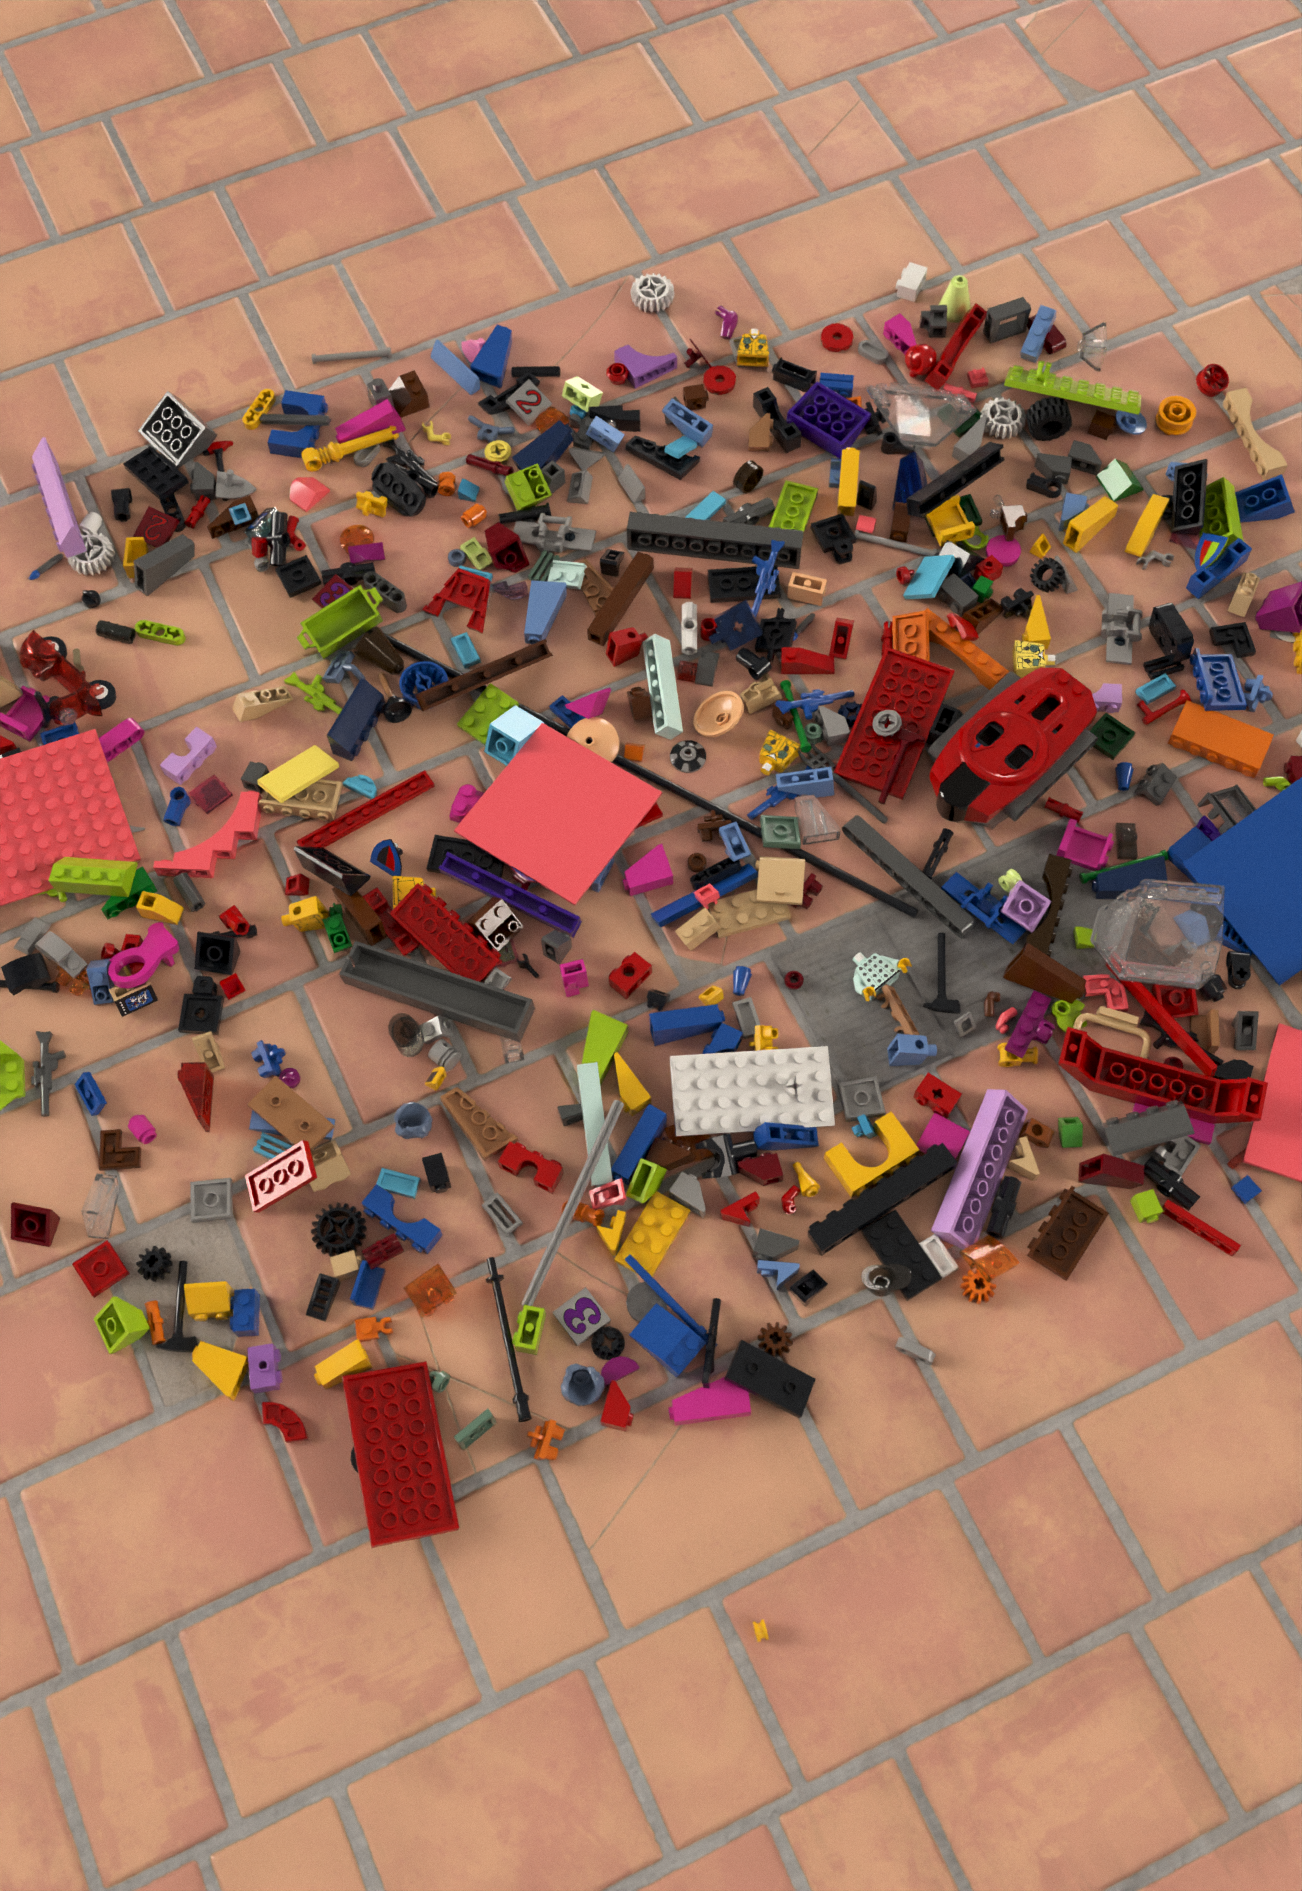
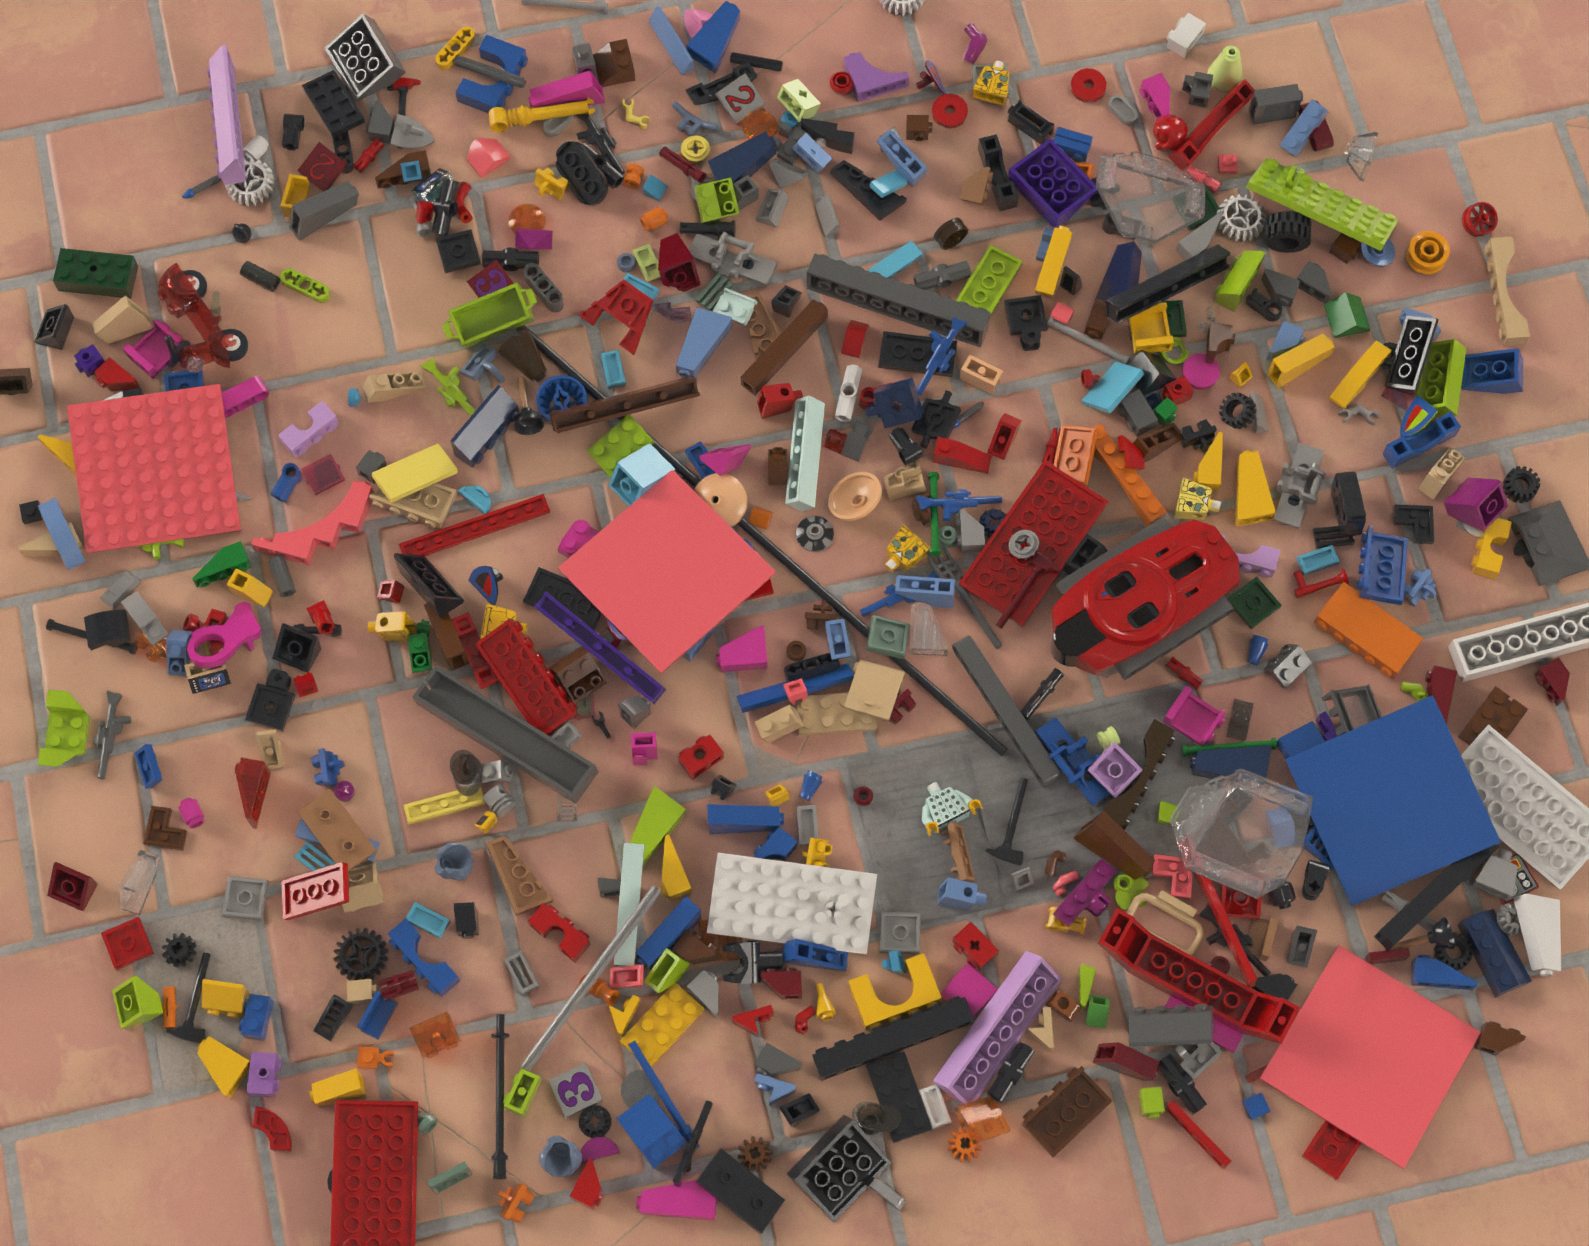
camera: 10 degrees right, 5 degrees up
(93, 876) = (190, 542): lime slope -> none
(226, 719) = (353, 397): none -> dark azure tile
(389, 1072) = (441, 805): none -> light yellow tile
(860, 1335) = (839, 1167): none -> black slope
(1016, 466) = (1239, 279): none -> lime slope
(1051, 1105) = (1086, 978): none -> lime slope
(1079, 641) = (1252, 492): none -> yellow slope

